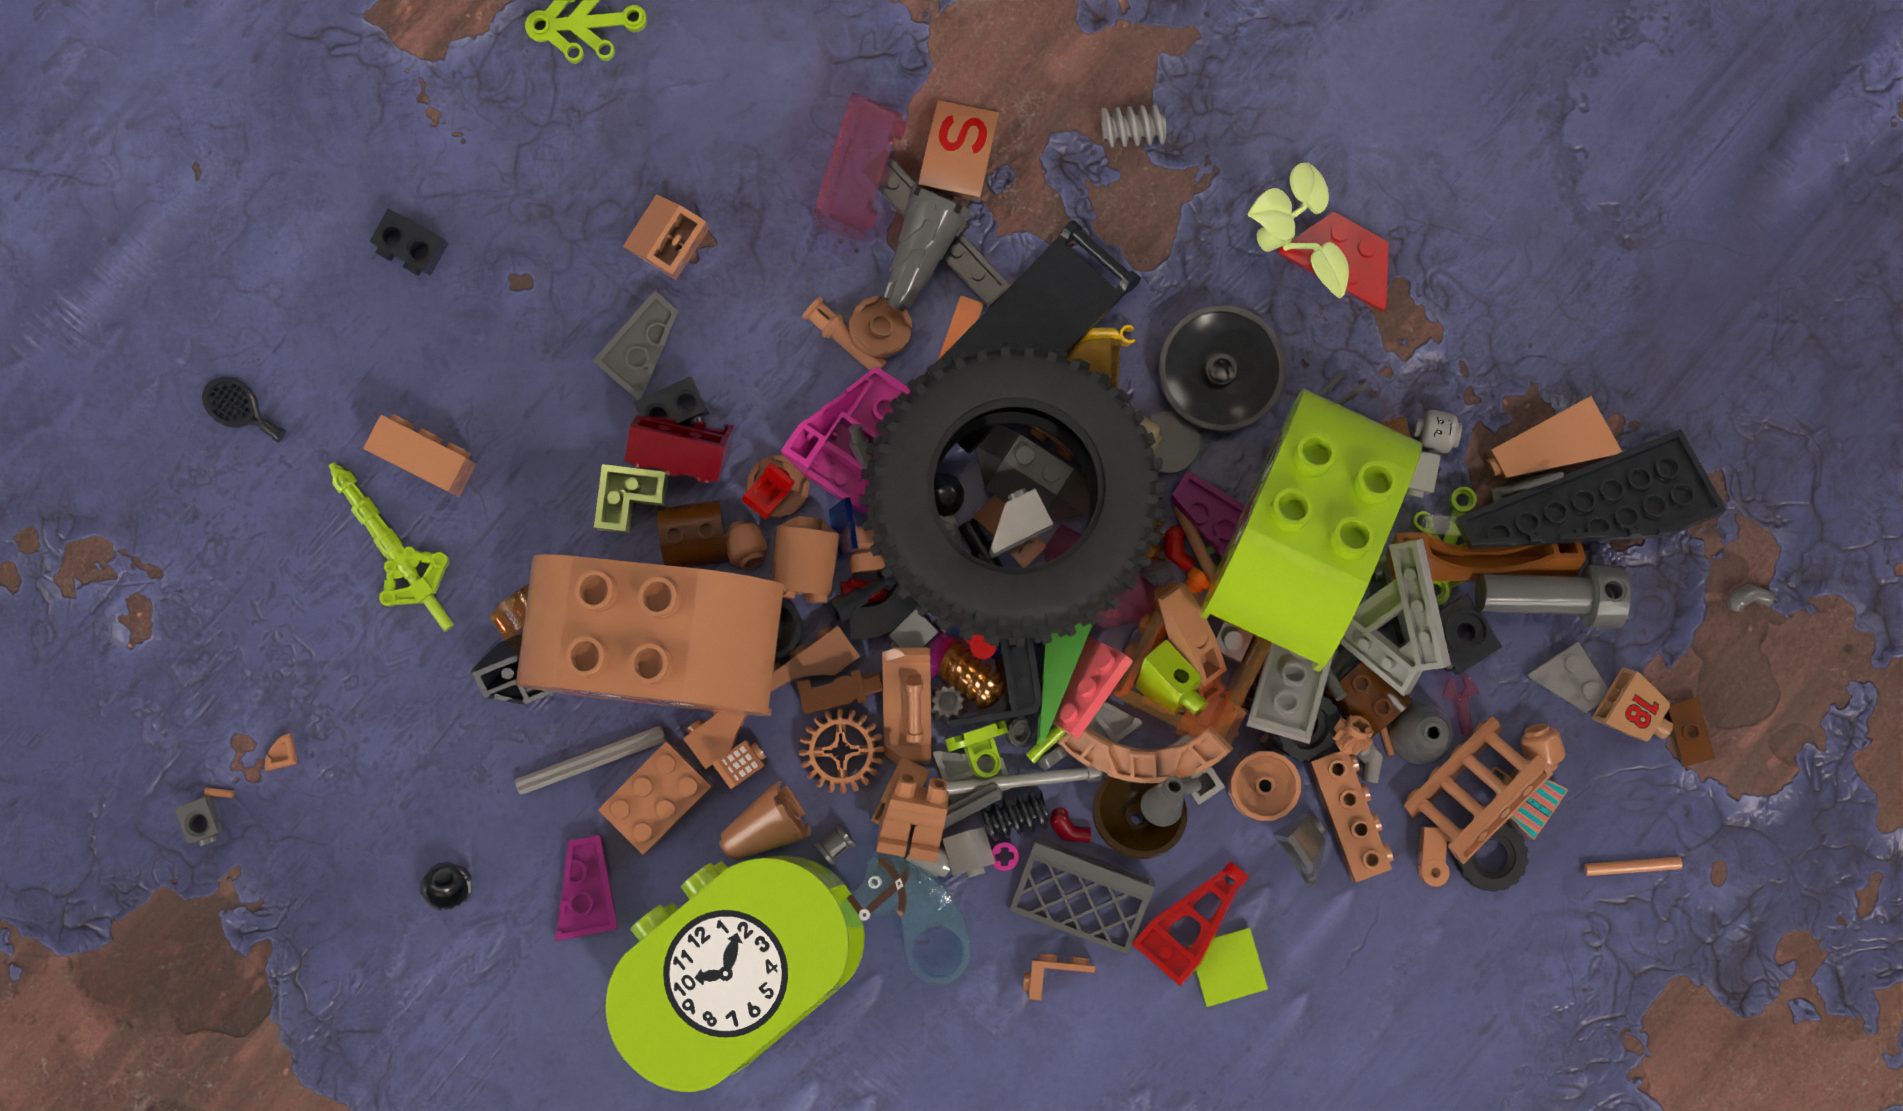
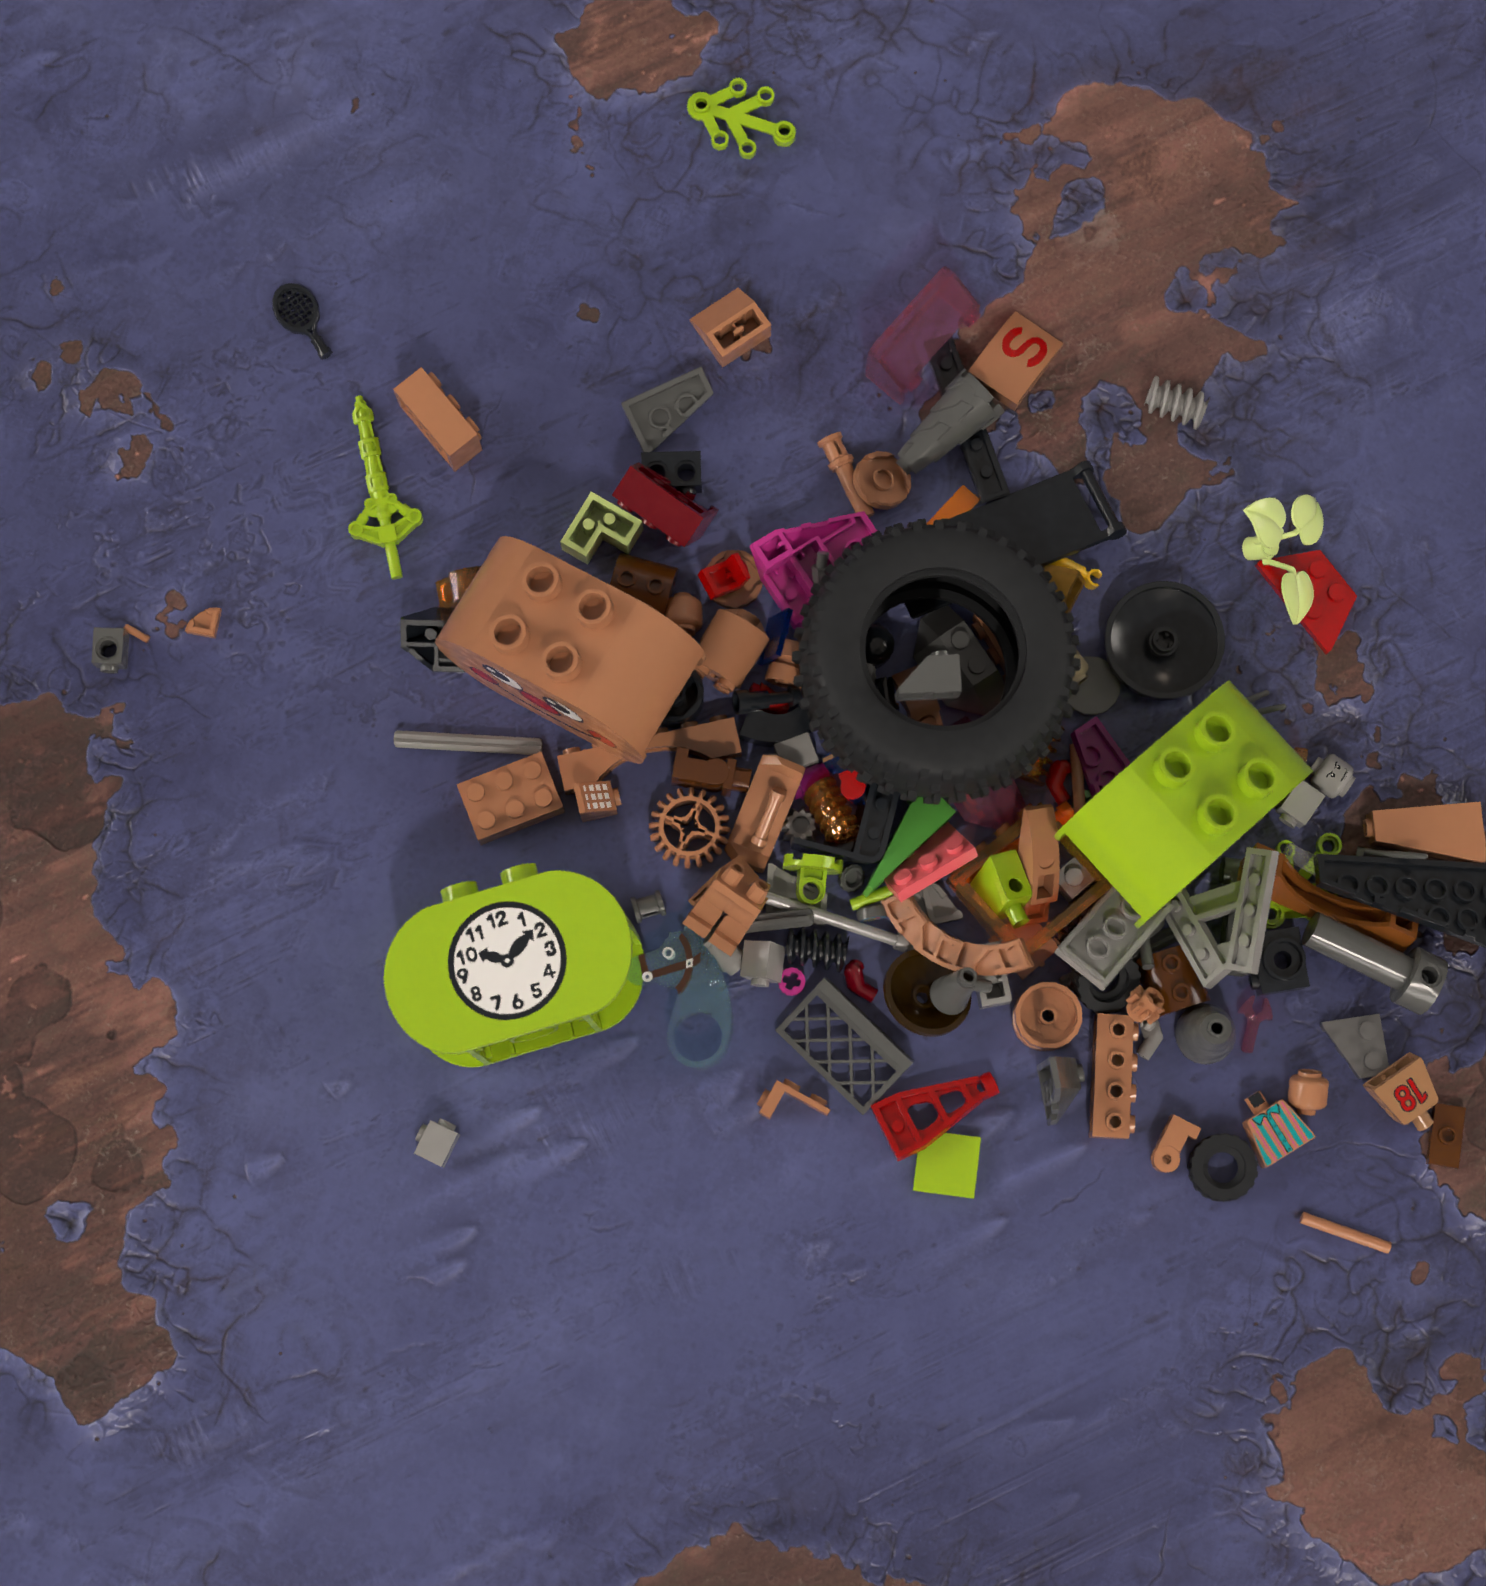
camera: 20 degrees right, 5 degrees down
(411, 238) = (512, 236): black brick -> none
(446, 886) = (295, 795): black hair -> none
(587, 893) = (414, 855): magenta wing -> none
(766, 824) = (601, 858): nougat cone -> none
(1387, 742) = (1172, 1027): nougat piece -> none
(1488, 818) = (1247, 1125): nougat fence -> none

